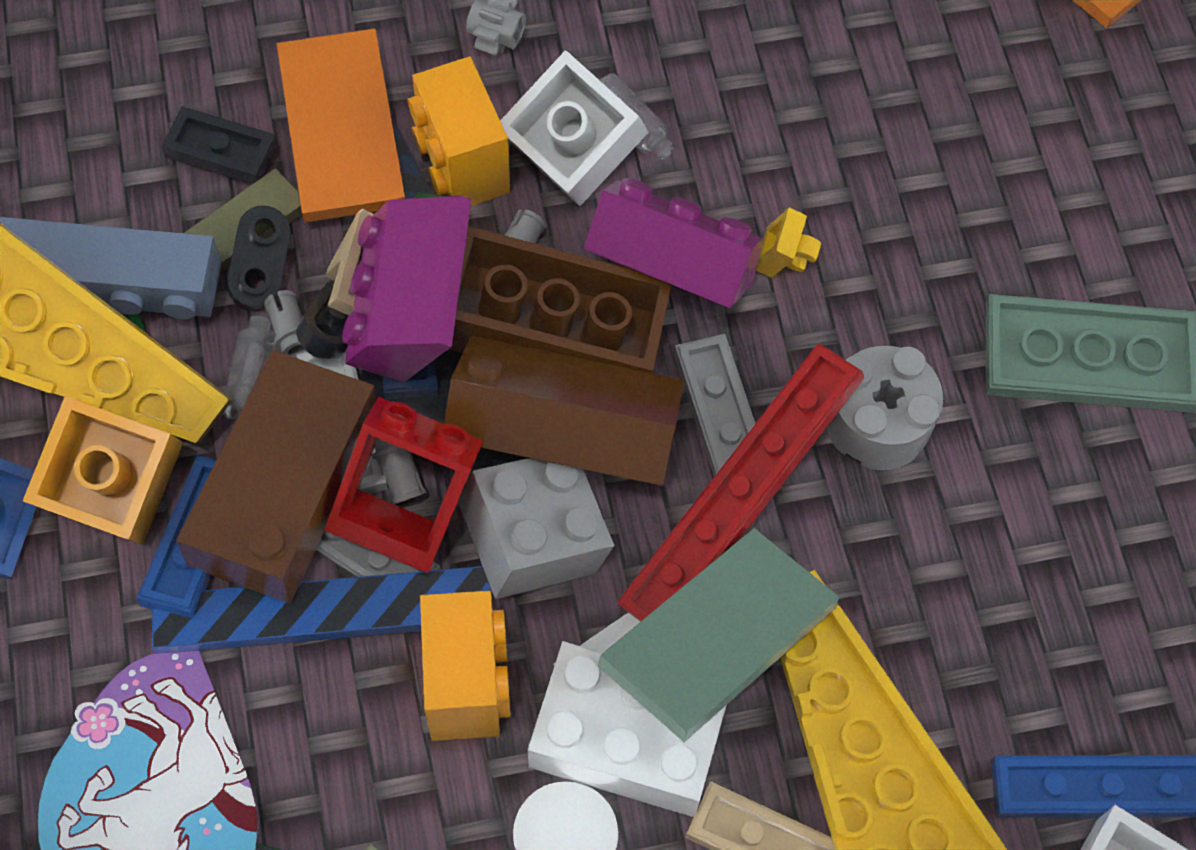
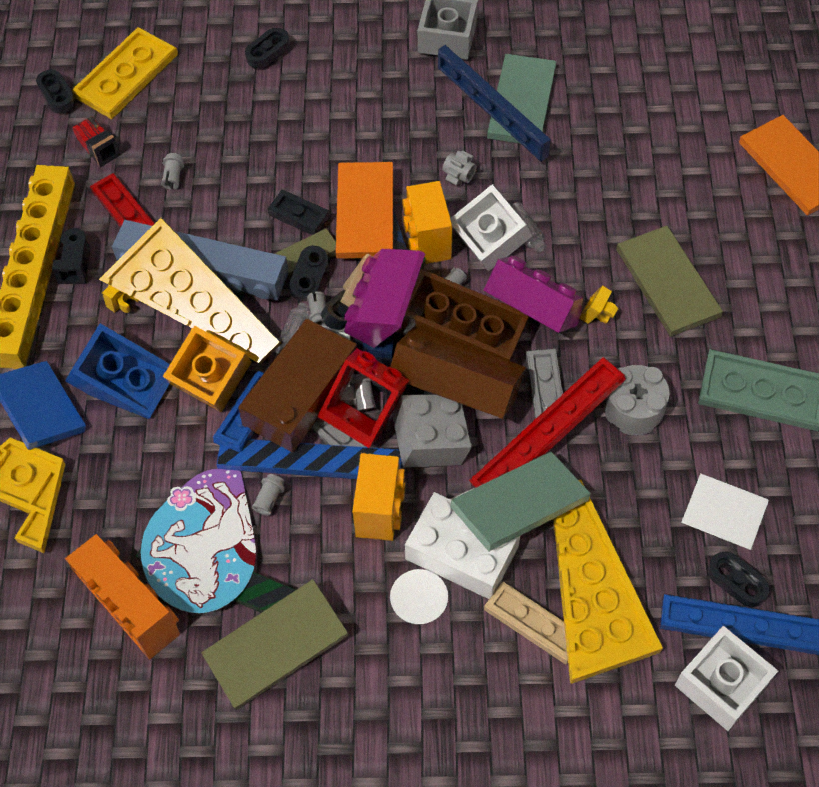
camera: 15 degrees right, 5 degrees down
(259, 689) = (268, 494): none -> light grey pin
(897, 179) = (669, 281): none -> olive tile
(1068, 583) = (725, 511): none -> white sticker
(1115, 703) = (739, 578): none -> black plate

